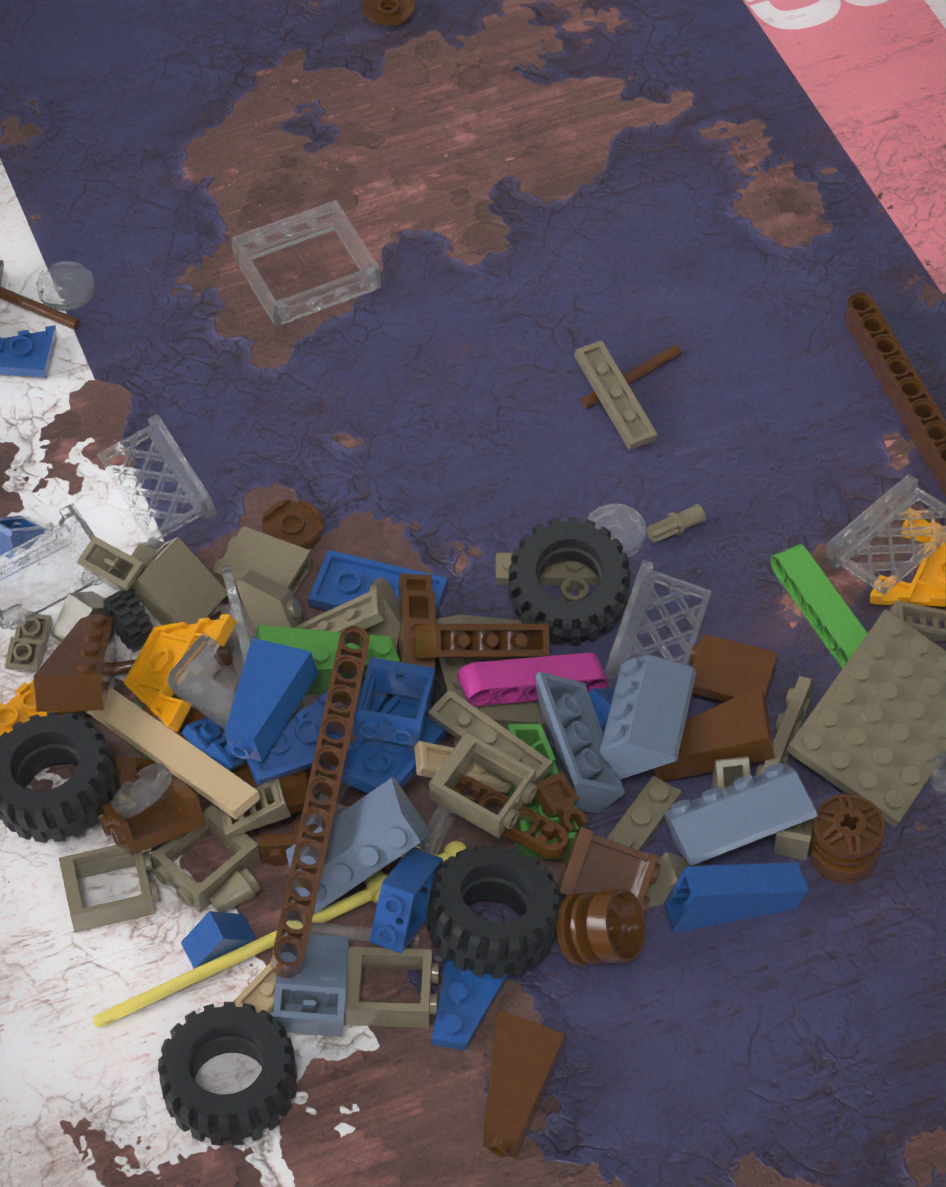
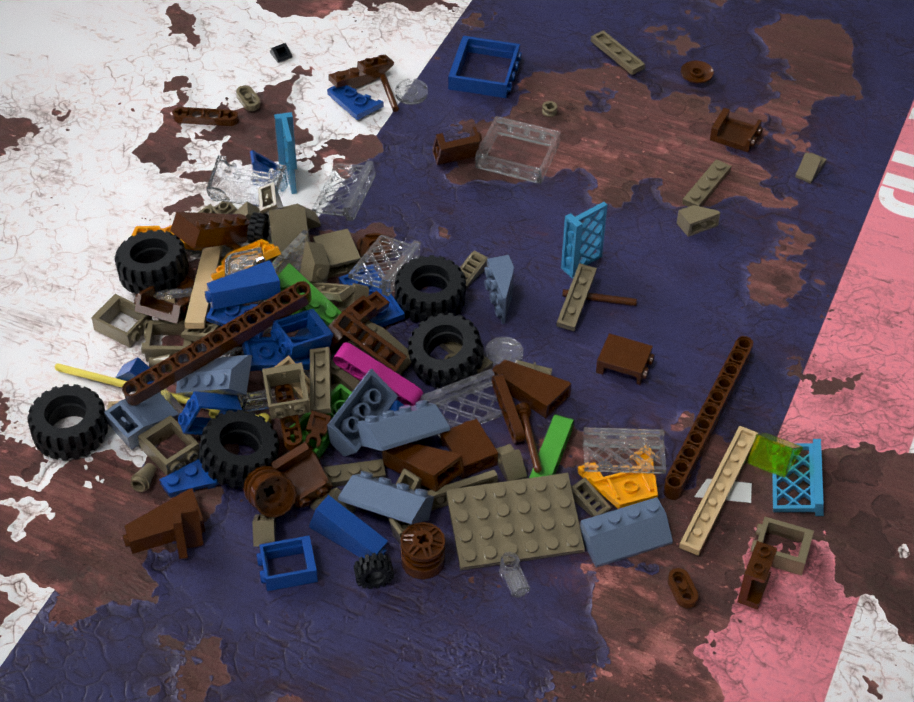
camera: 45 degrees right, 5 degrees down
(38, 478) = (286, 146): none -> dark azure fence
(107, 147) = (490, 48): none -> blue window
(227, 328) = (457, 149): none -> reddish brown panel
(260, 47) = (618, 52): none -> dark tan plate
(265, 178) = (549, 109): none -> dark tan bush
(367, 524) = (388, 277): none -> clear fence
(411, 1055) = (142, 479): none -> dark tan cone
(443, 442) = (479, 262): none -> dark tan slope
(444, 491) = (430, 272): none -> black tyre
(522, 450) = (500, 284): none -> sand blue slope
(524, 53) = (735, 132): none -> reddish brown panel
(556, 322) = (574, 239): none -> dark azure fence
(565, 1068) = (187, 530): none -> reddish brown panel
(572, 144) = (707, 184): none -> dark tan plate
(619, 195) = (697, 219): none -> dark tan slope
(641, 982) = (263, 529): none -> dark tan slope
(657, 37) = (810, 167): none -> dark tan slope
(703, 545) = (538, 389): none -> reddish brown slope
(731, 584) = (524, 413): none -> reddish brown piece
(731, 966) = (282, 549): none -> blue window
(747, 607) = (508, 408): none -> reddish brown beam
(755, 425) = (625, 357): none -> reddish brown panel
(795, 657) = (511, 463): none -> dark tan slope
(827, 911) = (373, 571): none -> black tyre

